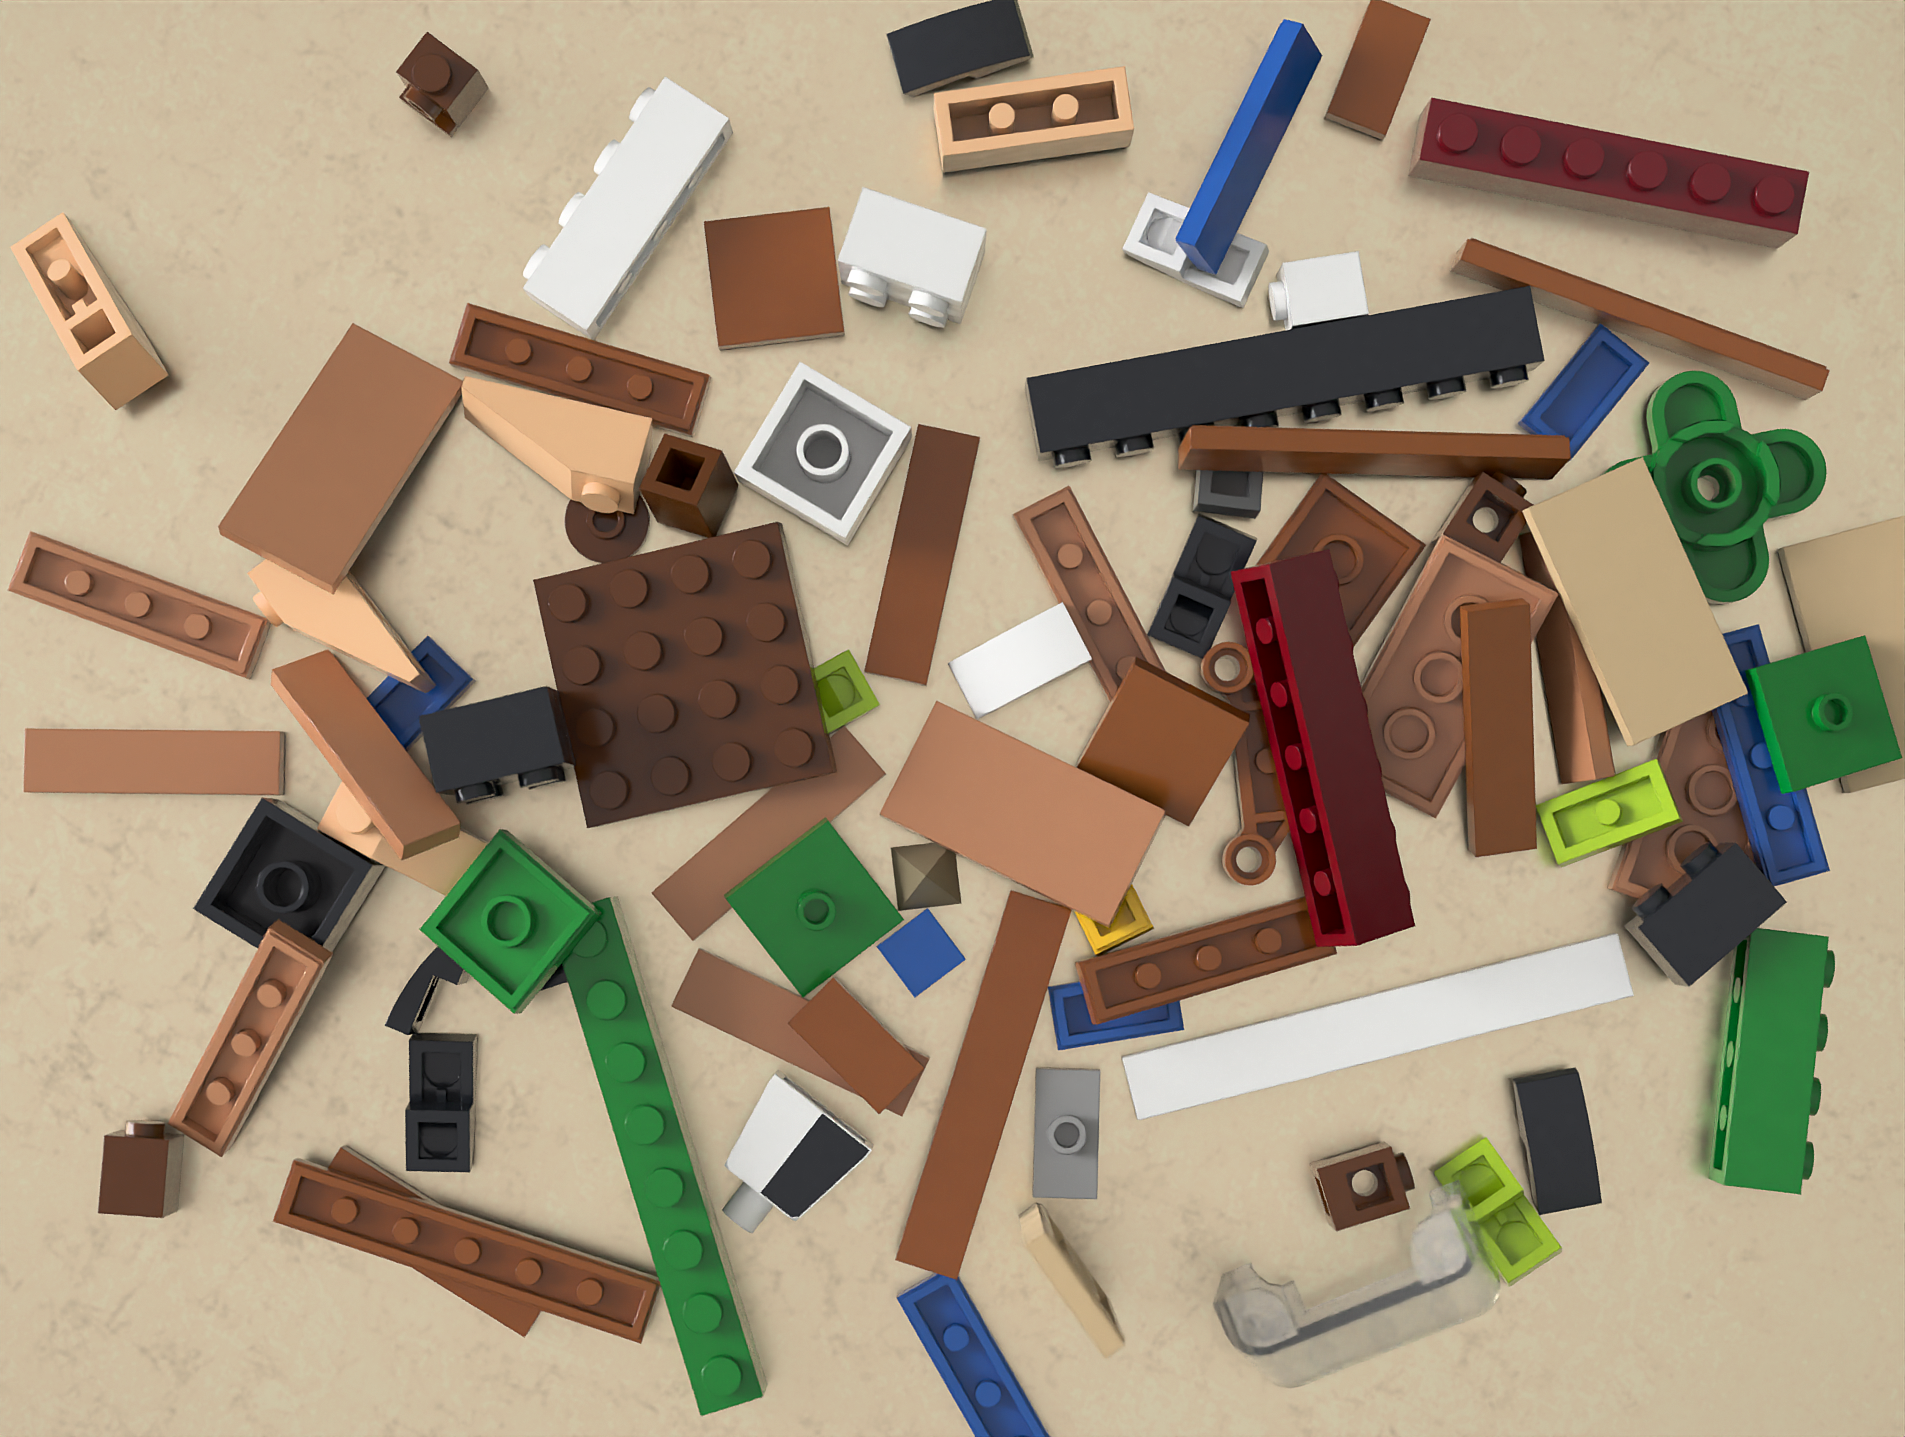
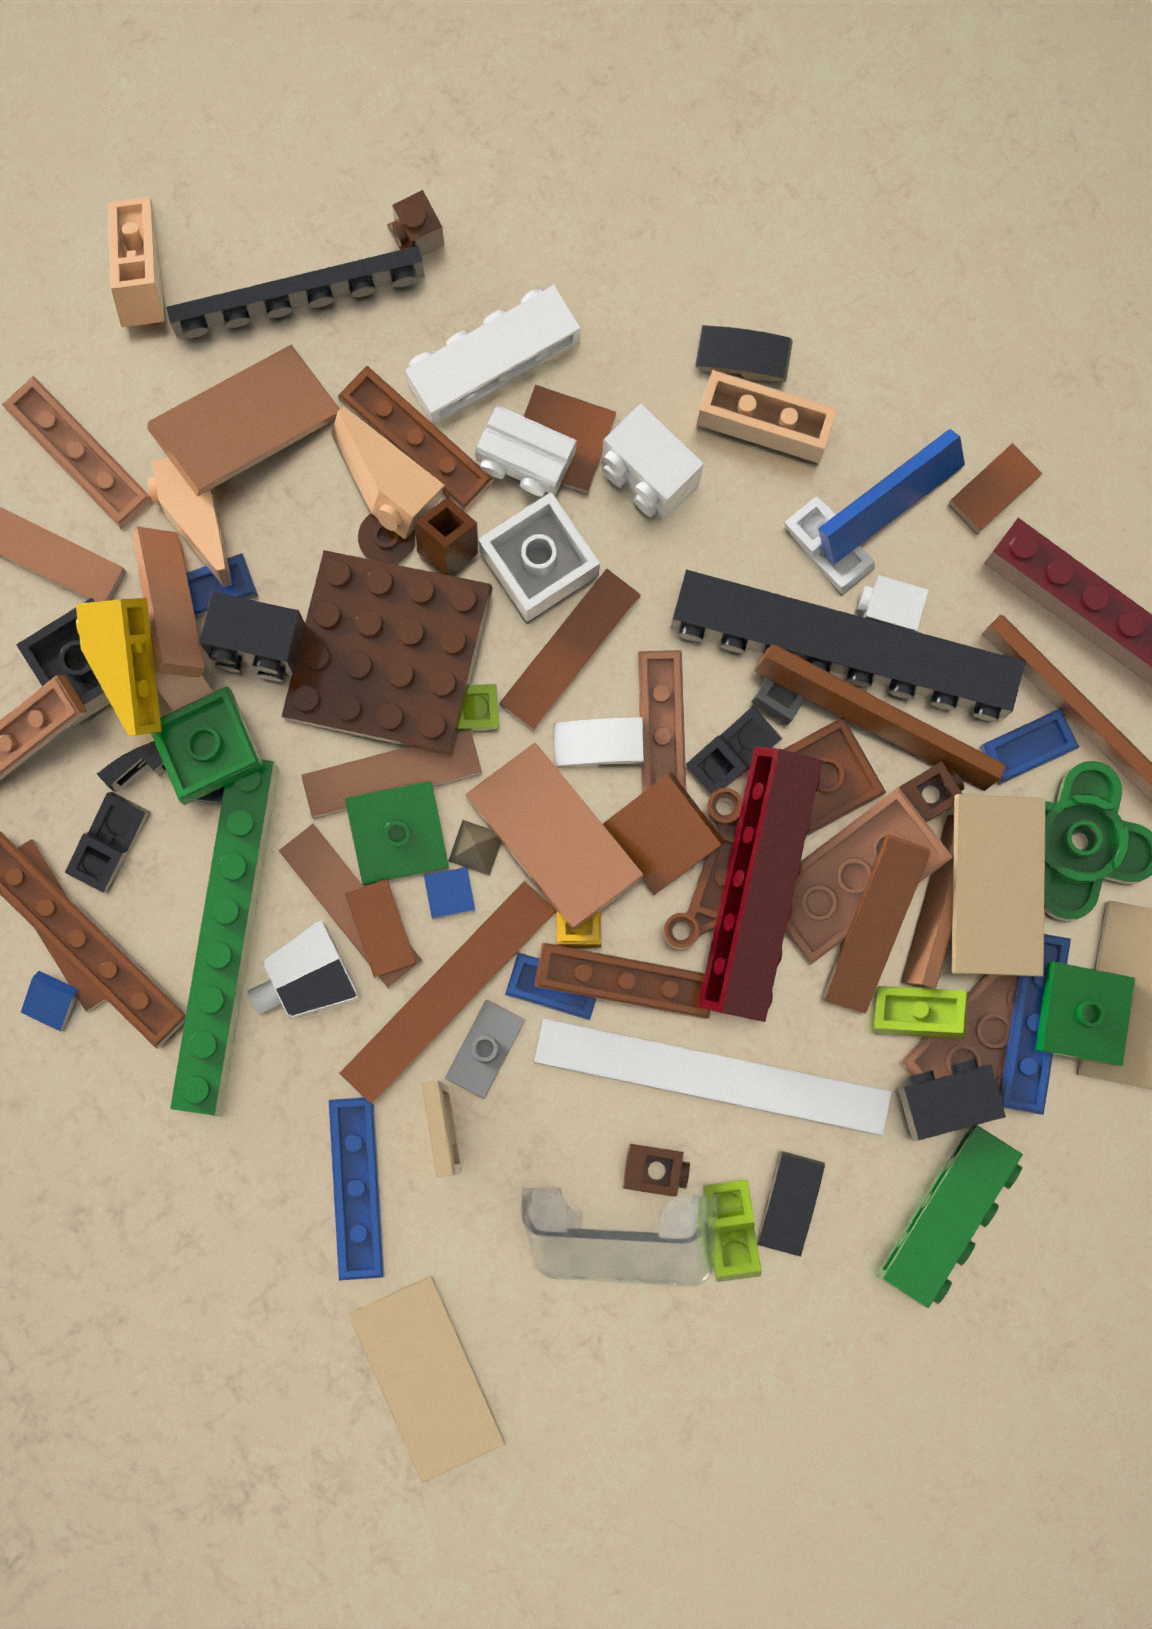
camera: 25 degrees right, 5 degrees down
(342, 862) = (120, 653): none -> yellow slope
(344, 234) = (282, 295): none -> black plate
(470, 1347) = (49, 1000): none -> blue tile
(736, 322) = (524, 452): none -> white brick

